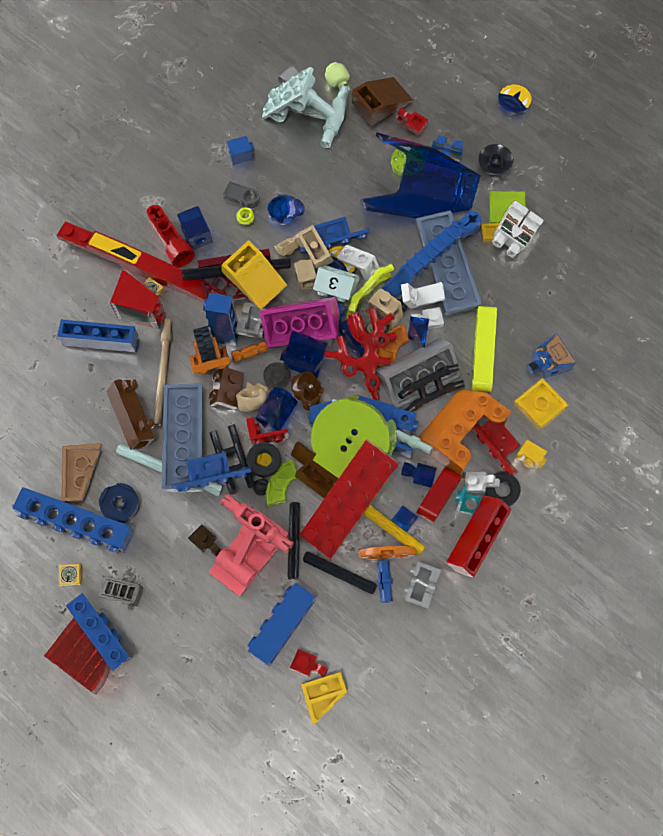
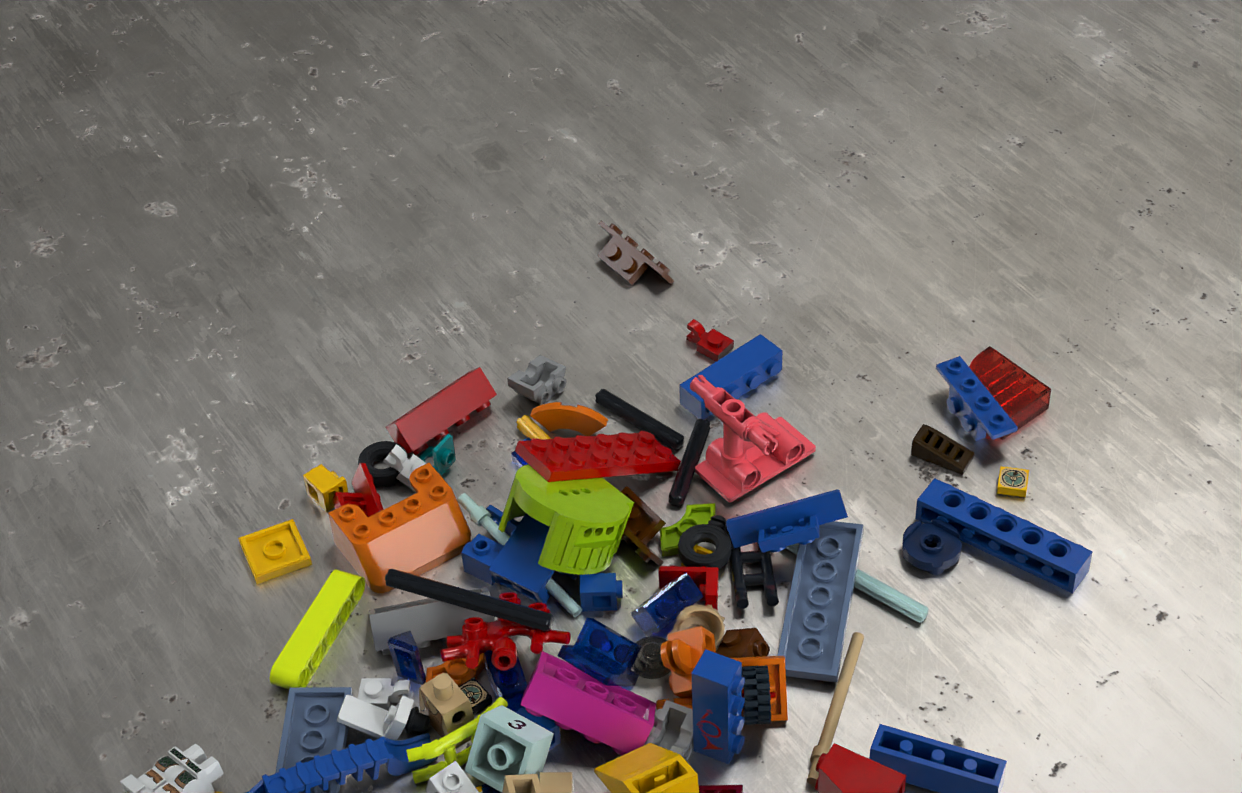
camera: 165 degrees left, 25 degrees down
(77, 470) = (990, 597): medium nougat wing -> none
(130, 414) = (897, 644): reddish brown brick -> none
(204, 539) = (811, 482): dark brown plate -> none
(249, 365) = (682, 654): none -> orange brick
(307, 389) = (616, 616): reddish brown hair -> none
(323, 694) = (707, 312): yellow wing -> none
(384, 582) = (585, 394): blue pin -> none
(393, 361) = (469, 600): none -> black axle
(397, 747) = (626, 259): none -> bracket
(422, 475) = (482, 495): clear blue plate -> none
(439, 494) = (475, 466): red beam -> none
(441, 390) = (398, 597): black piece -> none
(551, 358) = (228, 595): torso -> none

